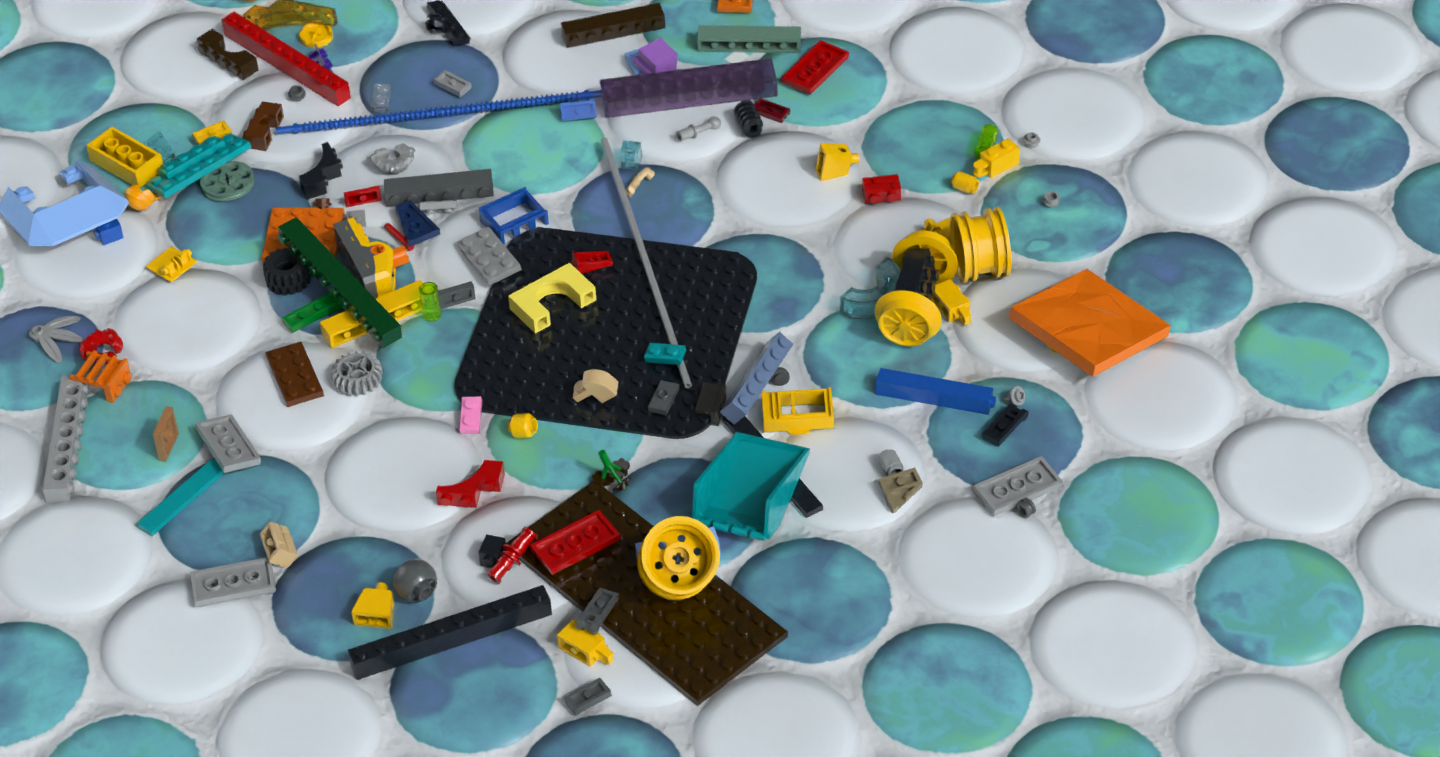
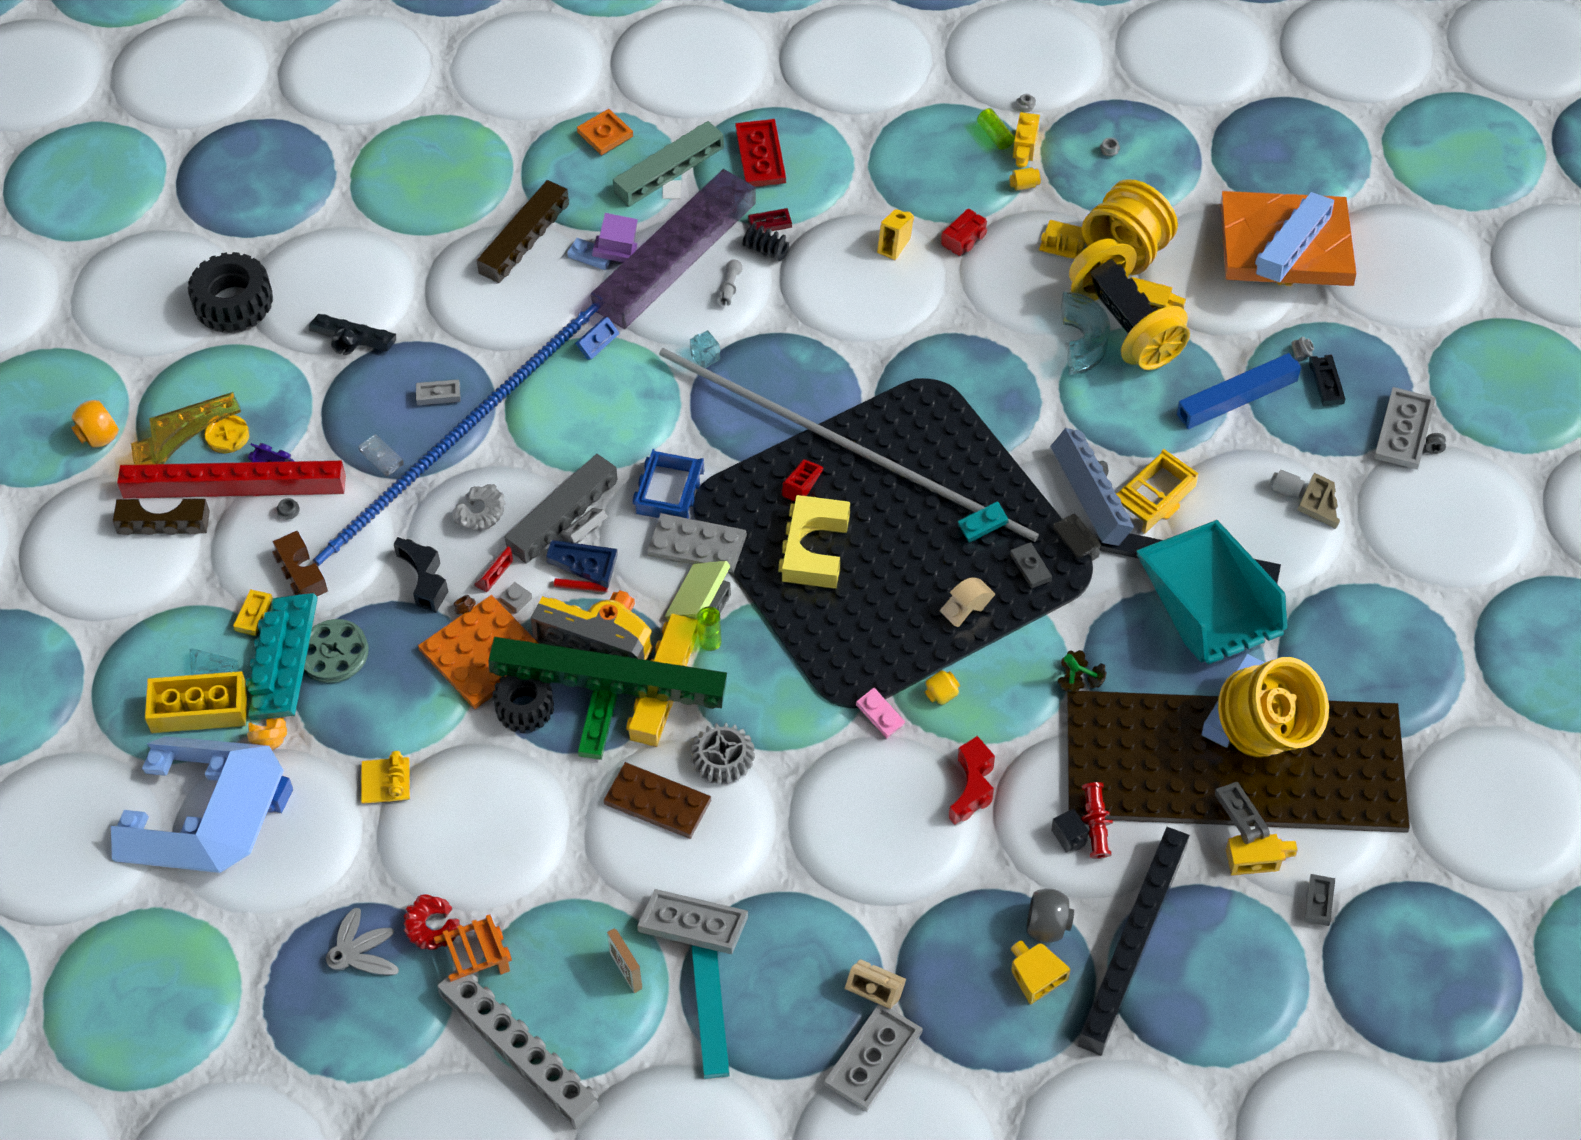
camera: 45 degrees left, 10 degrees up
(457, 278) = (698, 588): none -> yellowish green tile
(575, 542) = (1138, 763): red plate -> none
(645, 172) = (737, 360): tan arm -> none
(1082, 317) = (1294, 237): none -> light blue brick

